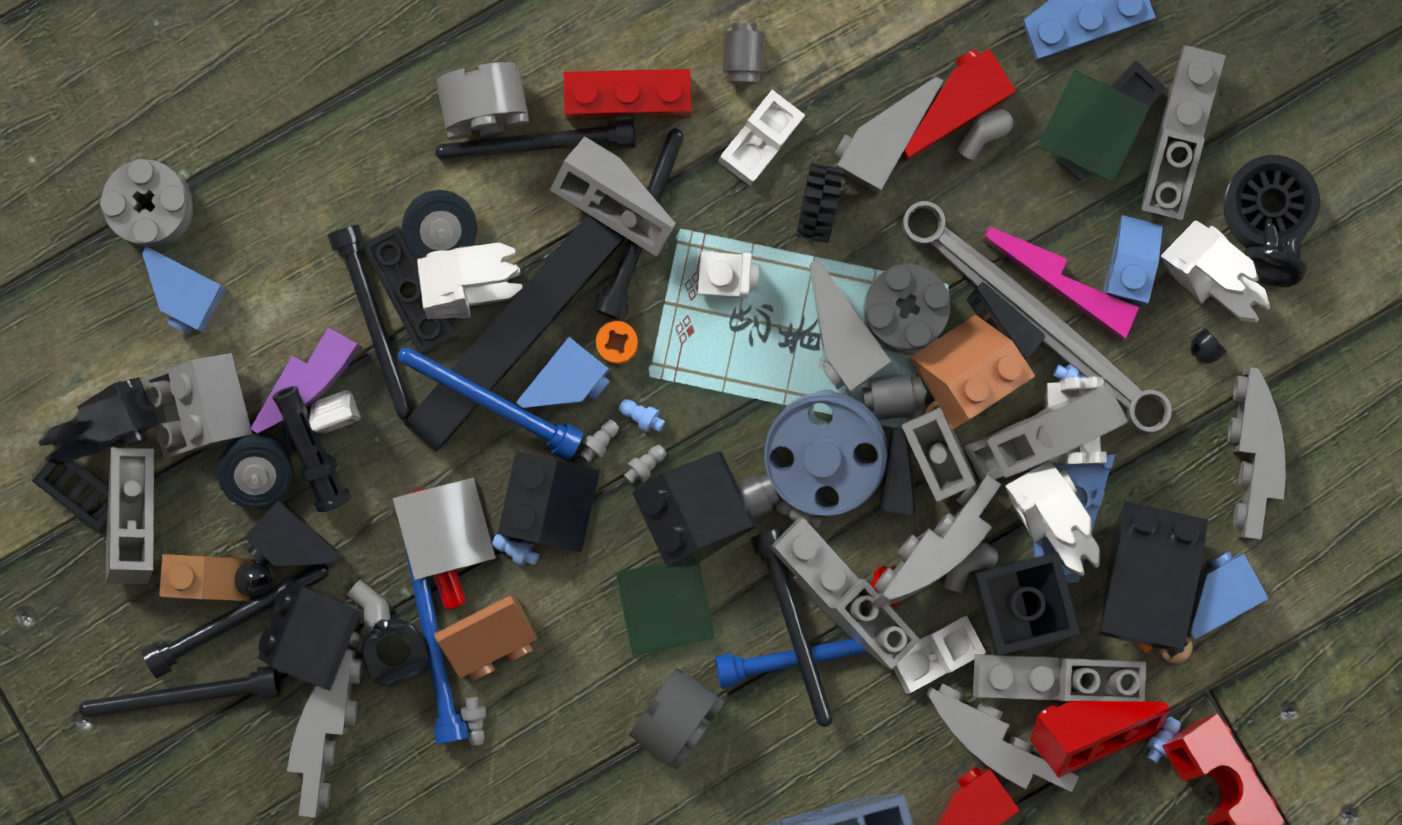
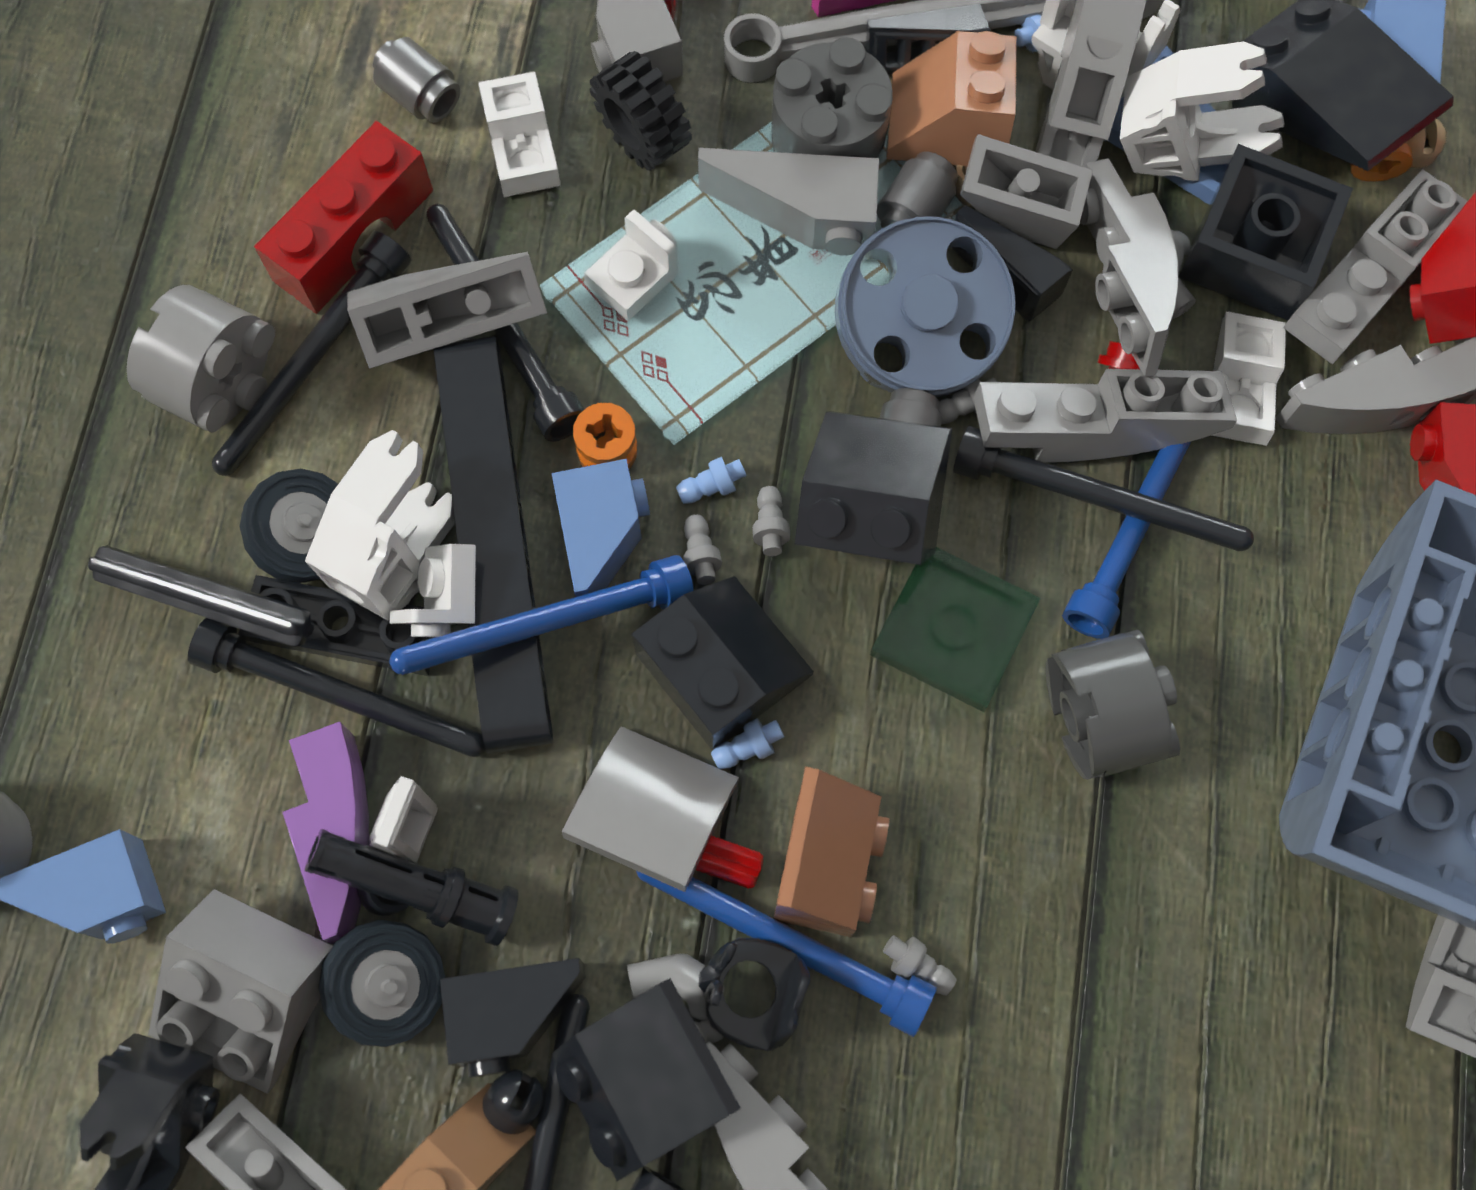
camera: 50 degrees left, 15 degrees down
(363, 212) = (202, 596): none -> black axle
(464, 338) = (448, 591): none -> white bracket

